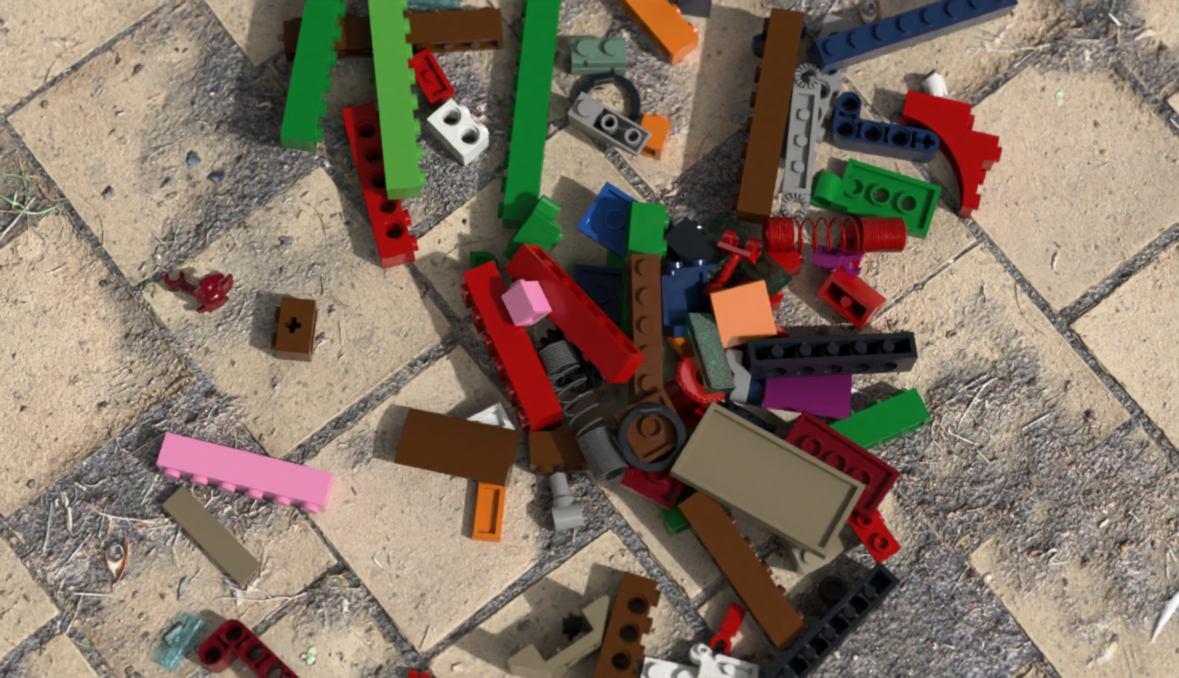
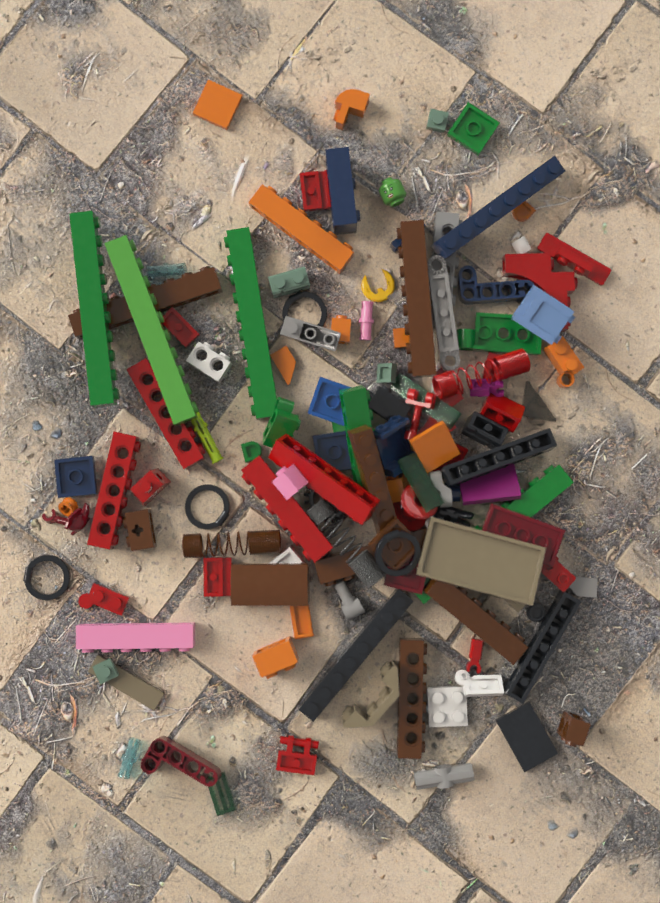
camera: 15 degrees left, 15 degrees up
(119, 351) = (28, 575): none -> black piece
(188, 508) = (105, 670): none -> sand green plate
(197, 270) = (68, 506): none -> orange bush
(216, 412) = (104, 598): none -> red hinge
(227, 236) = (75, 476): none -> dark blue plate
(302, 205) = (97, 536): none -> red brick
(325, 273) = (150, 486): none -> red torso
(385, 421) = (217, 576): none -> red plate
(412, 347) = (221, 519): none -> black piece
(429, 258) = (214, 455): none -> lime pin
(437, 549) = (276, 657): none -> orange brick
(457, 386) = (259, 543): none -> reddish brown piece
(553, 578) = (355, 654): none -> black brick
(562, 161) = (285, 363): none -> orange tile
(571, 625) = (375, 681): black plate -> none
(672, 354) = (396, 486): none -> orange brick
(692, 133) = (366, 320): none -> bright pink pin
(702, 207) = (386, 373): none -> sand green plate
(721, 107) = (381, 295): none -> yellow head
(731, 167) = (400, 338): none -> orange tile
(819, 314) = (484, 430): none -> black brick
(902, 307) = (534, 405): none -> clear smoke tile
(911, 571) = (584, 587): none -> light grey tile
(939, 175) = (543, 315): none -> medium blue container
(949, 47) = (523, 212): none -> orange tile
(957, 252) = (564, 361): none -> orange hinge
(1006, 125) = (574, 259): none -> red bracket

